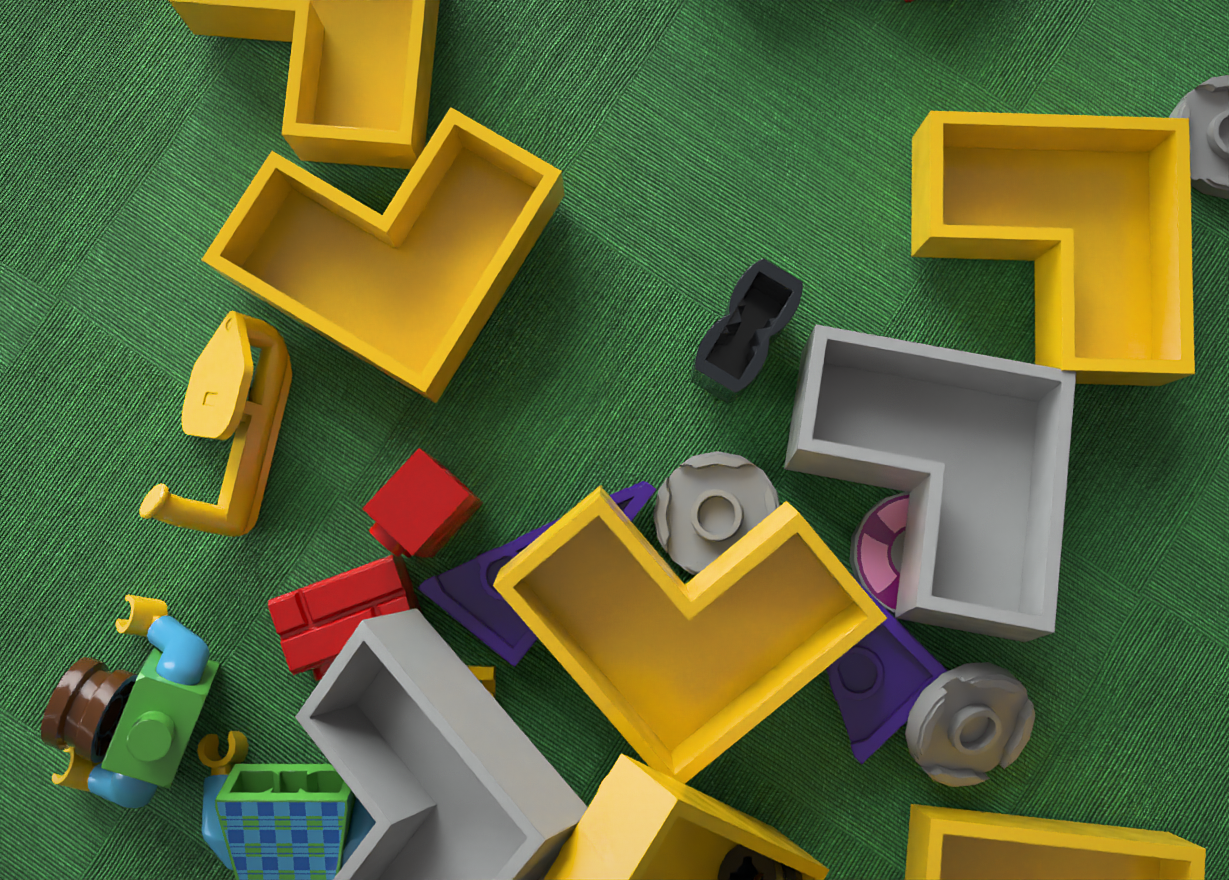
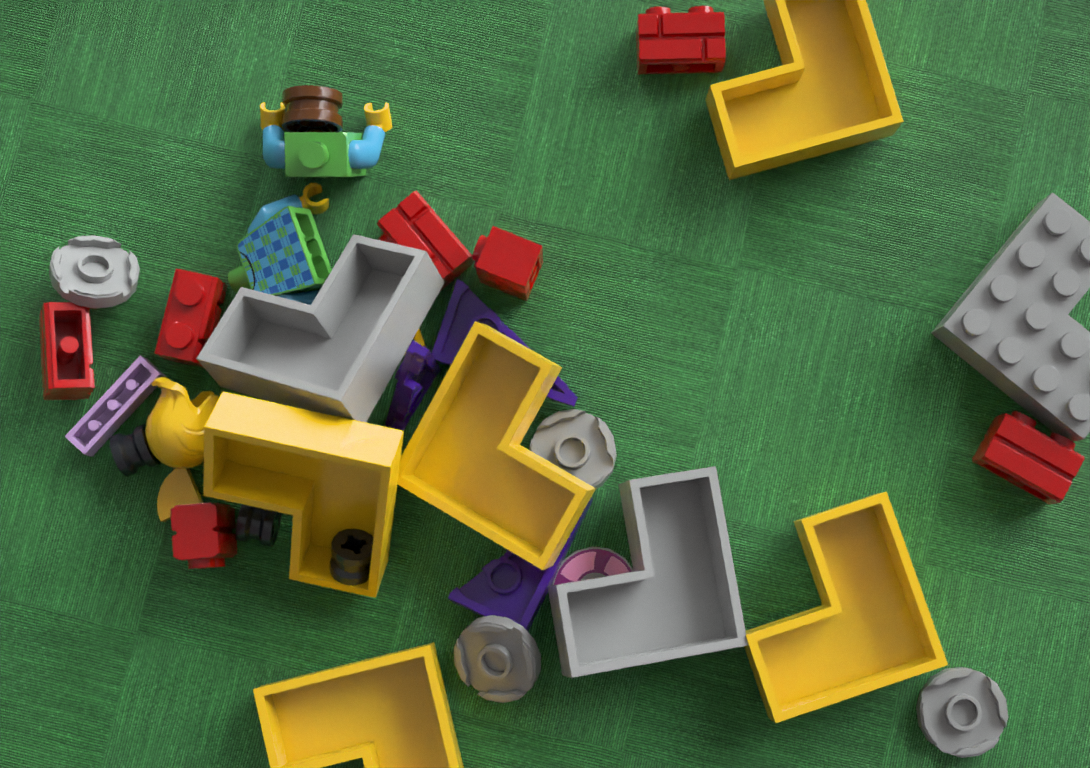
camera: 75 degrees right, 0 degrees up
(205, 158) = (680, 41): none -> red brick
(218, 407) = (531, 124): yellow piece -> none
(399, 284) = (651, 205): yellow piece -> none
(543, 706) = (414, 380): none -> dark purple wing
(740, 340) = (709, 428): black brick -> none

